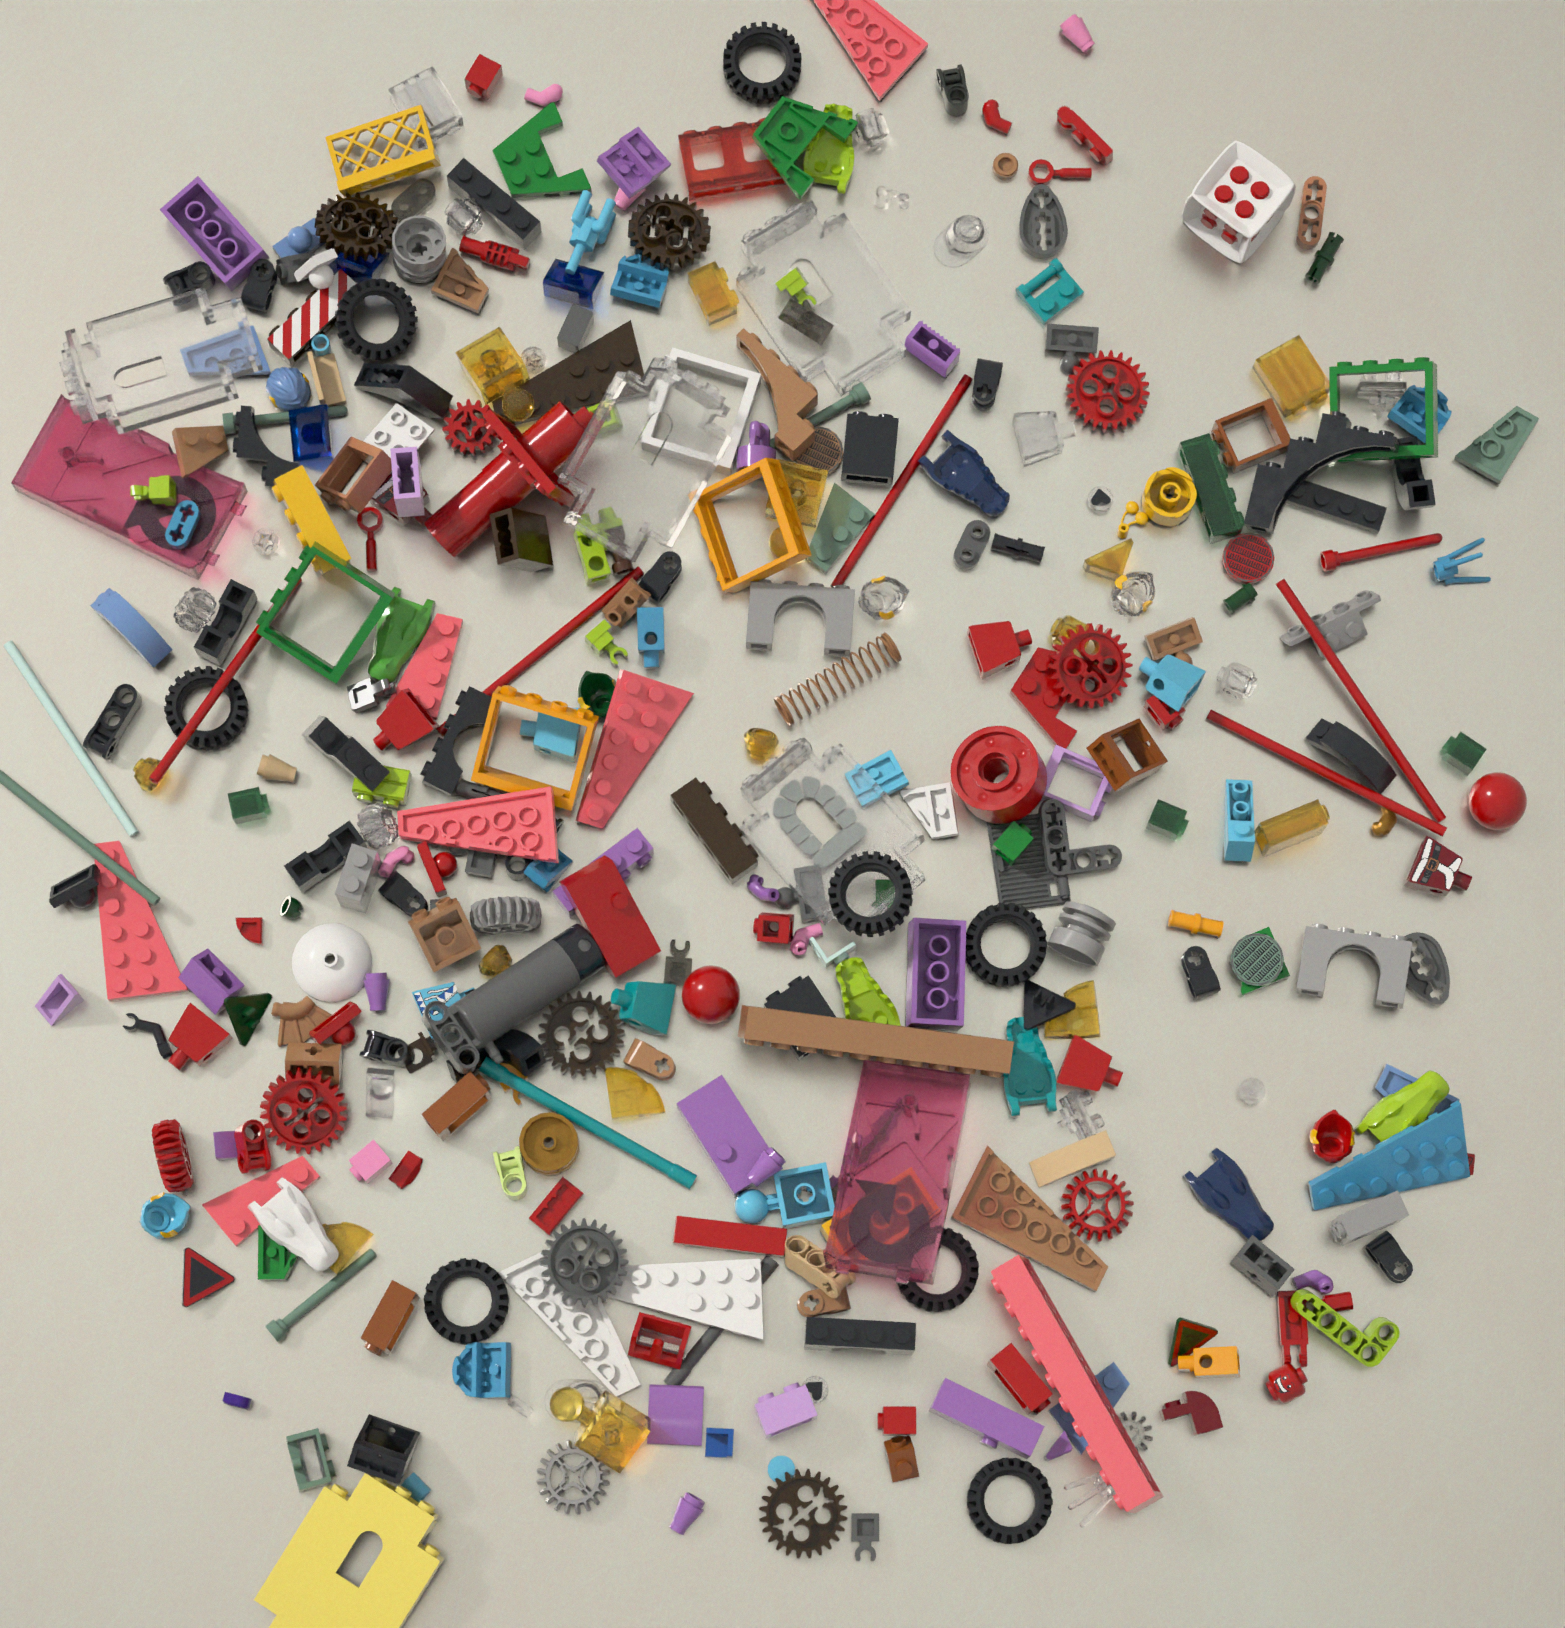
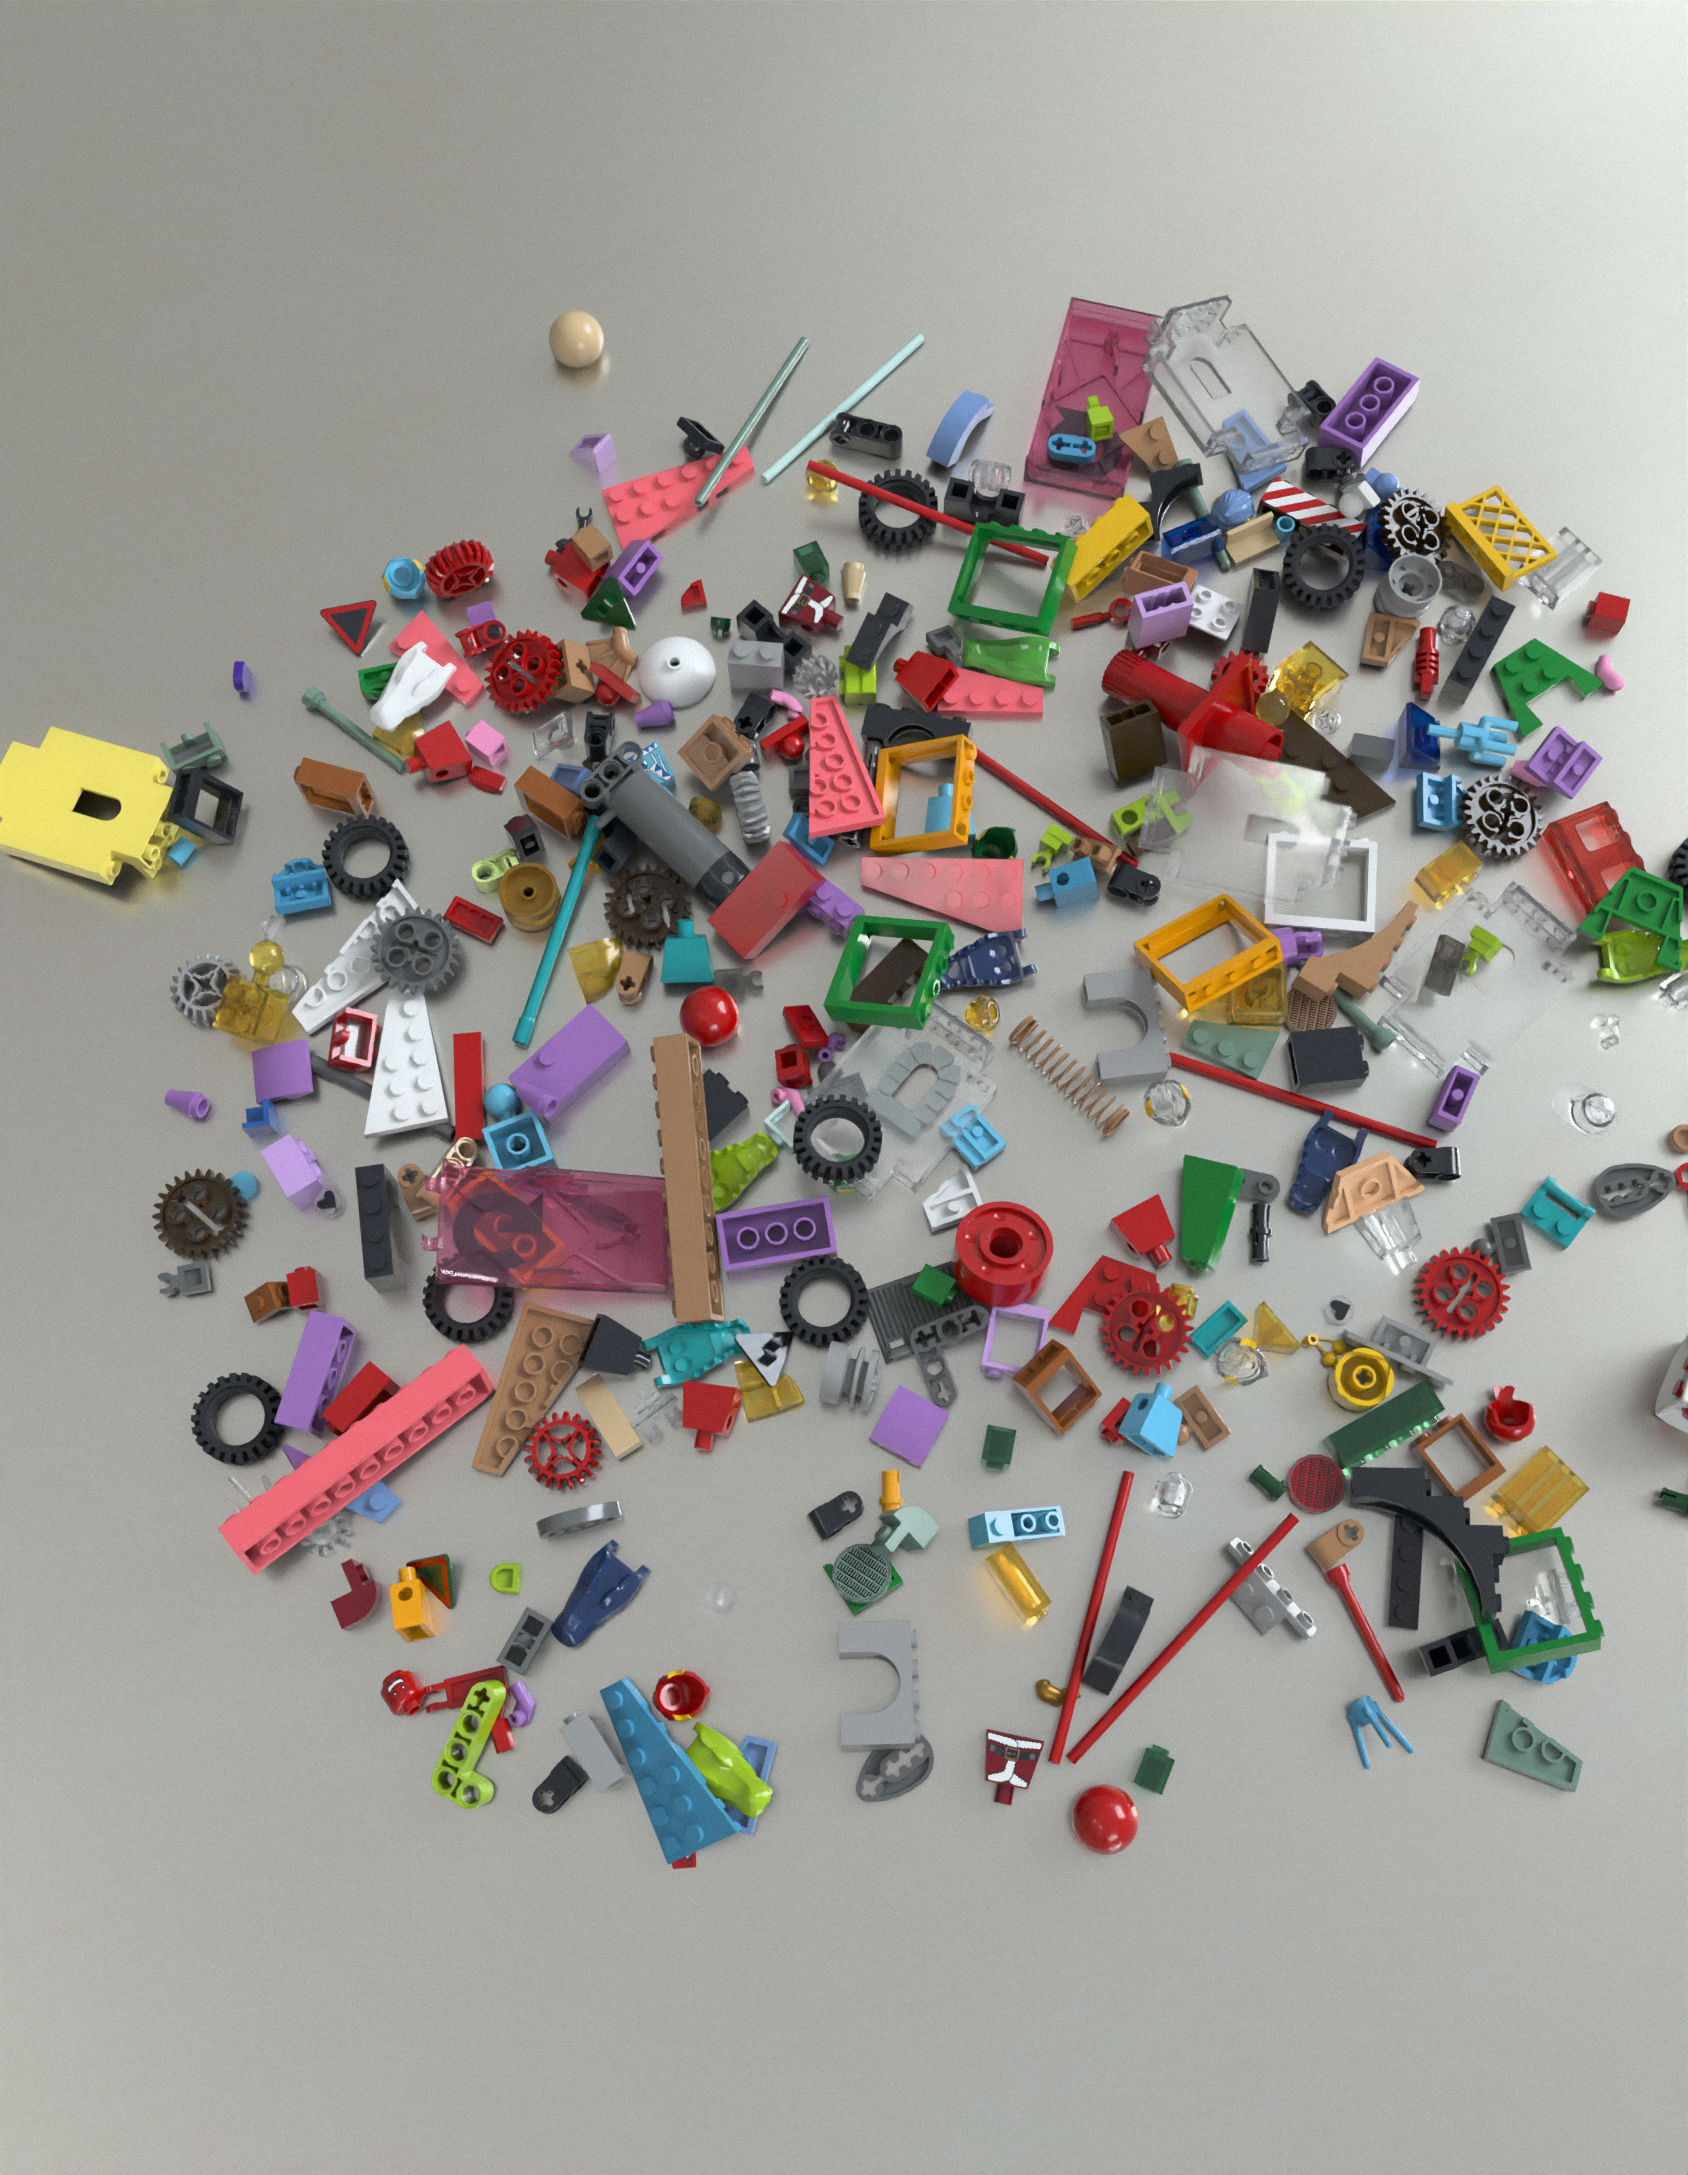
camera: 85 degrees right, 5 degrees down
(185, 1015) = (592, 547): none -> medium nougat brick
(297, 816) = (809, 609): none -> dark red torso
(374, 1209) = (440, 755): none -> red torso
(432, 1084) = (570, 777): none -> medium blue tile
(480, 1140) = (524, 836): none -> black slope
(711, 730) = (988, 961): none -> dark blue animal
(739, 907) = (805, 1026): none -> red plate
(740, 779) = (853, 956): none -> green window
(987, 586) = (1207, 1209): none -> green slope
(1000, 445) = (1367, 1188): none -> light nougat wing
(1013, 1143) = (612, 1348): none -> black torso
(1096, 605) = (1217, 1329): none -> teal tile
(1132, 893) = (909, 1426): none -> medium lavender slope
(1144, 454) = (1403, 1345): none -> light grey bracket
(1164, 1199) = (578, 1519): none -> dark grey piece
(1200, 1277) = (506, 1578): none -> lime tile
(1223, 383) = (1509, 1418): none -> red hat
(1226, 915) = (906, 1526): none -> brick
(1304, 558) = (1332, 1545): none -> medium nougat piece

